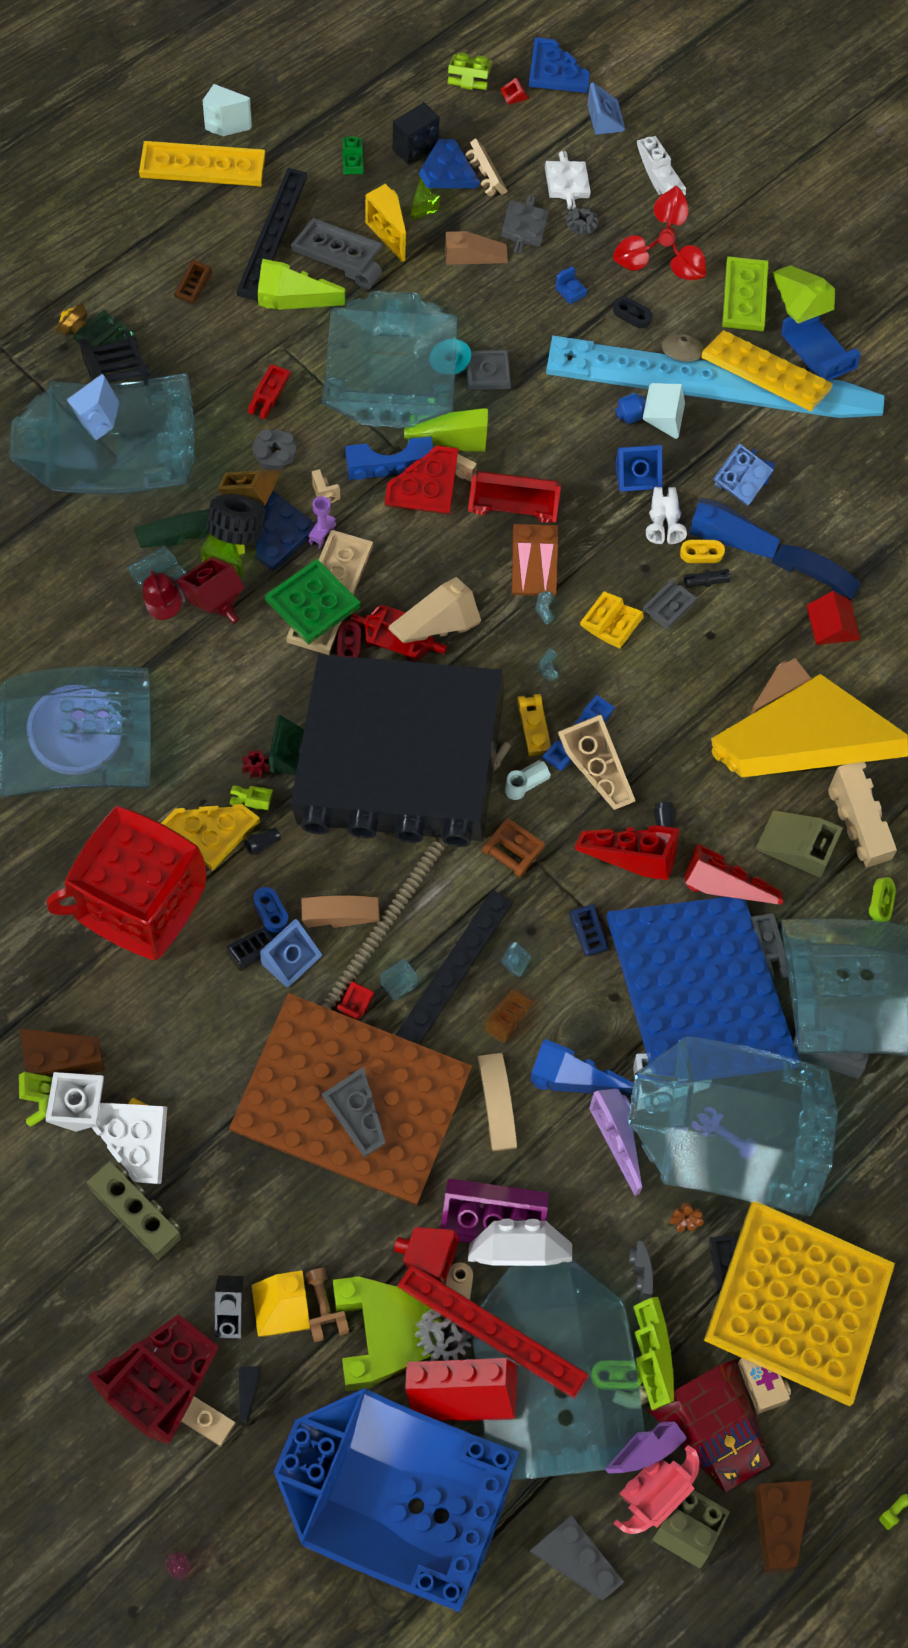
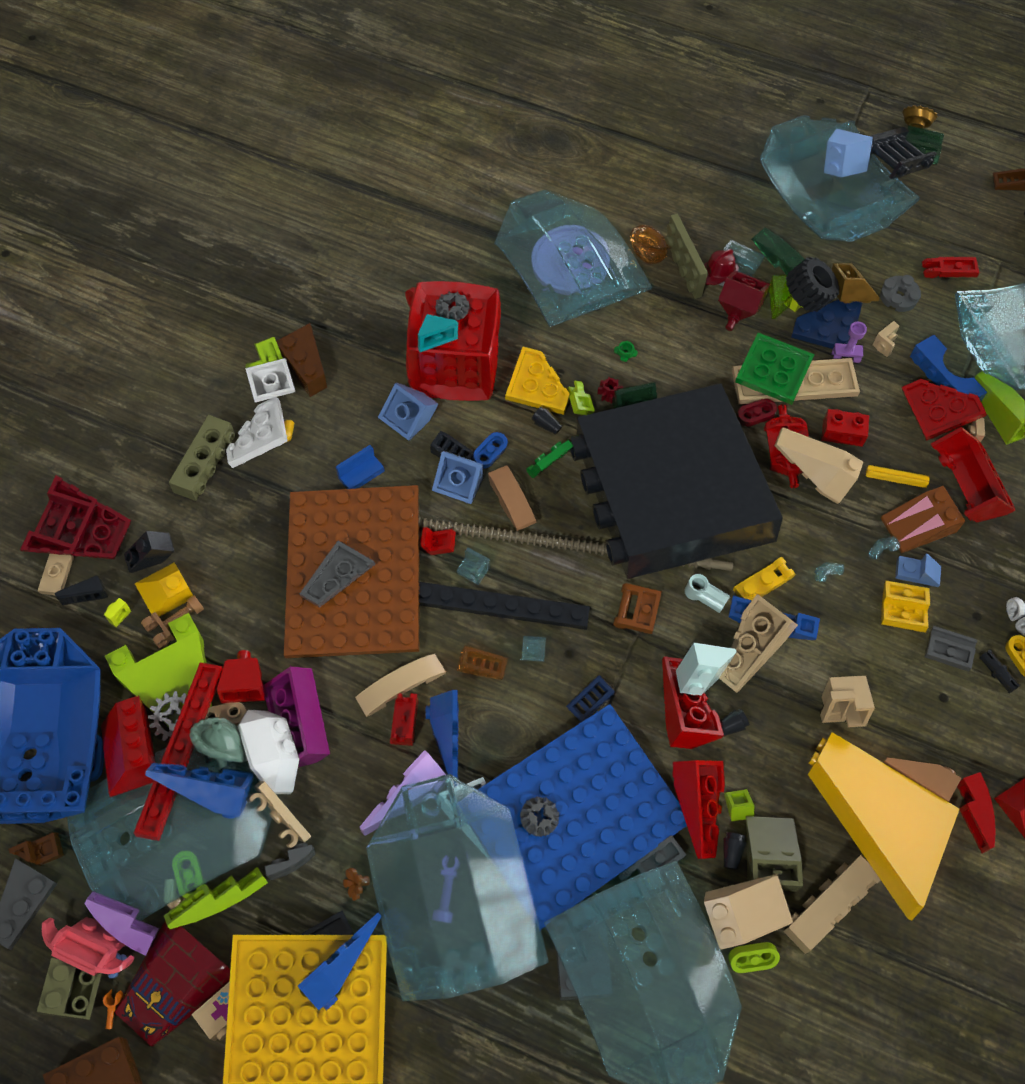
camera: 70 degrees right, 0 degrees up
(91, 645) = (648, 244): none -> clear orange piece
(118, 868) = (456, 312): none -> dark grey gear
(132, 617) = (686, 256): none -> olive plate
(146, 885) = (436, 332): none -> teal slope
(182, 972) = (407, 410): none -> medium blue slope
(210, 723) = (625, 346): none -> green plate
(232, 1050) = (359, 468): none -> blue panel
(289, 1363) = (117, 612): none -> neon yellow plate
(314, 854) = (543, 461): none -> green plate
(405, 574) = (845, 427): none -> red brick
(477, 557) = (897, 476): none -> yellow axle
(501, 1287) = (218, 740): none -> sand green piece
(529, 1523) = (41, 850): none -> reddish brown slope
(539, 1109) = (404, 720): none -> red hinge
(557, 1300) = (219, 792): none -> blue wedge
(581, 591) = (919, 571): none -> medium blue slope
(595, 1259) = (279, 813): none -> tan plate
(610, 815) = (702, 667): none -> light aqua slope
(687, 710) = (847, 700): none -> tan plate
(703, 1024) = (530, 821): none -> dark grey gear
(718, 1490) = (111, 1004): none -> orange hand
(741, 849) = (739, 804): none -> lime slope
(775, 1255) = (330, 976): none -> blue wedge
(782, 872) = (733, 849): none -> black cone
(826, 661) = (978, 811): none -> red slope
(846, 883) = (747, 910): none -> tan slope

